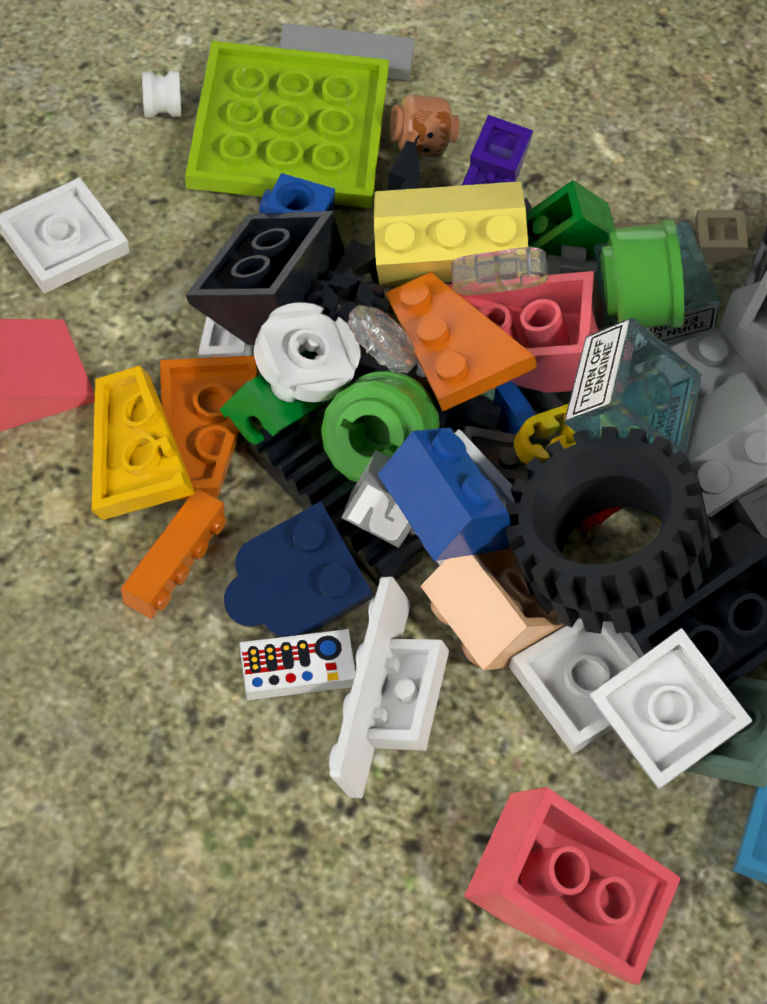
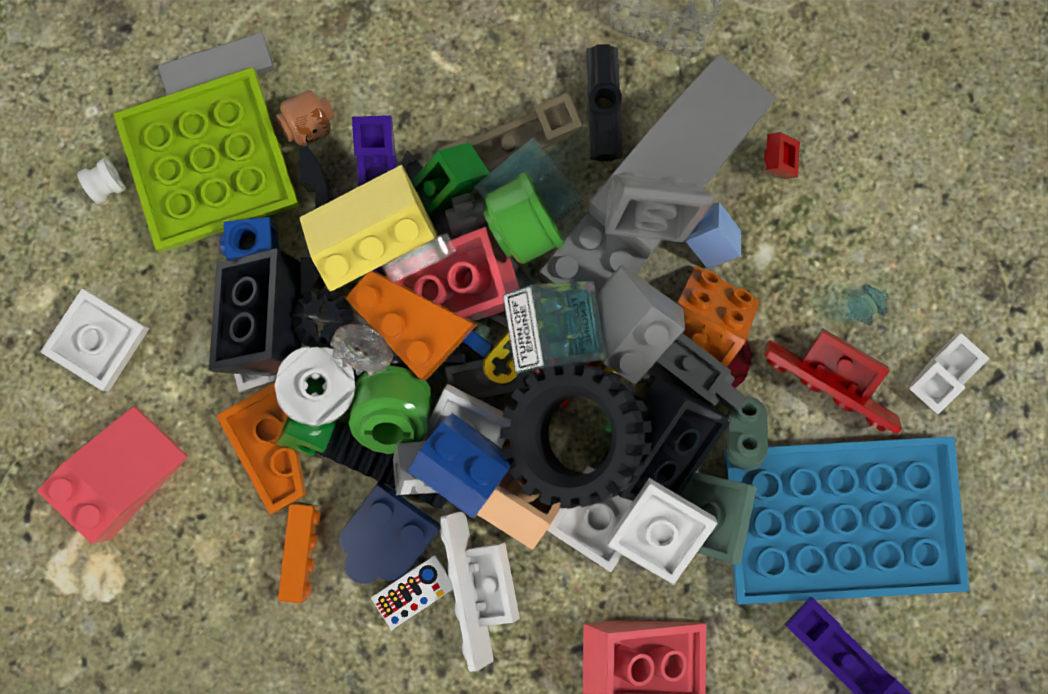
camera: 15 degrees left, 25 degrees up
(133, 447) = (231, 490): yellow wing -> none

